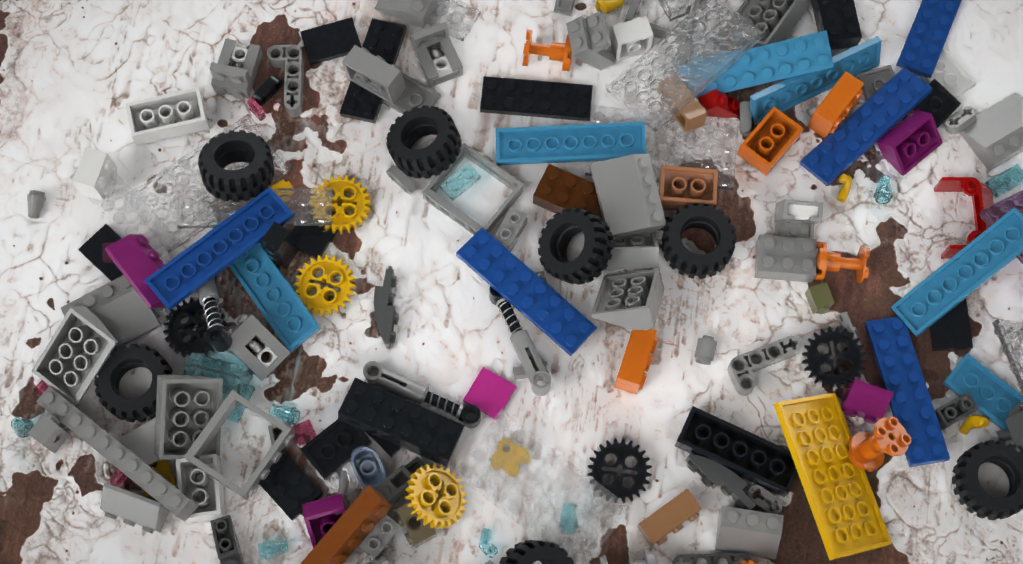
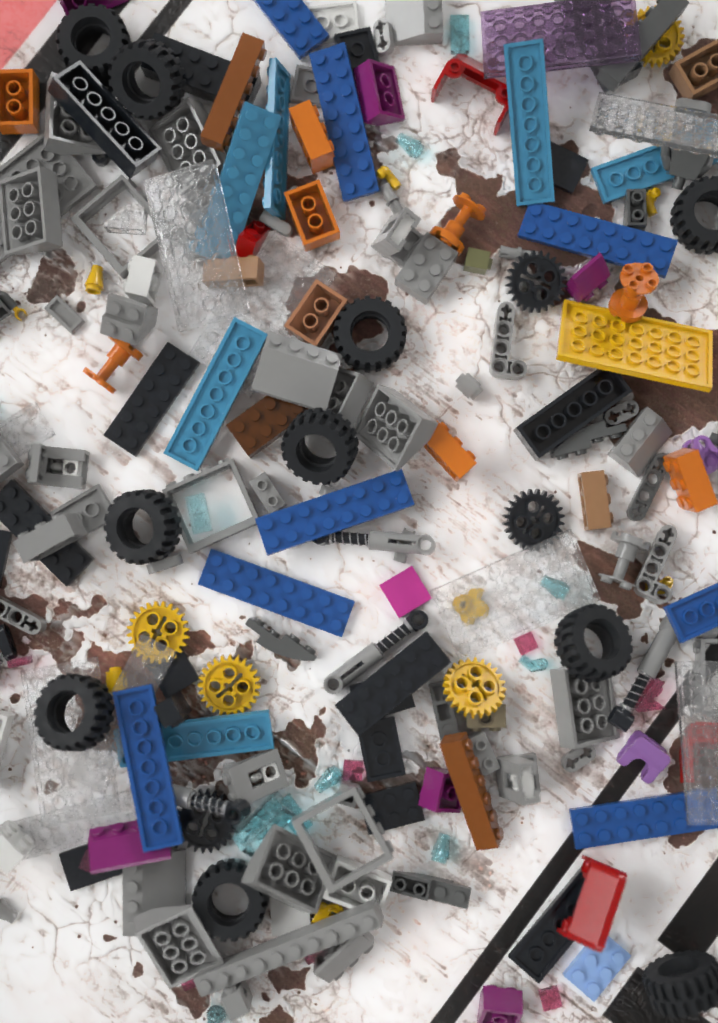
camera: 60 degrees left, 15 degrees up
(367, 466) = (416, 733): sand blue piece -> none
(427, 285) = (276, 592): none -> blue plate
(503, 525) = (525, 643): none -> clear pink tile
(828, 197) = (390, 197): none -> light grey axle
(837, 21) = (233, 92): none -> dark orange brick

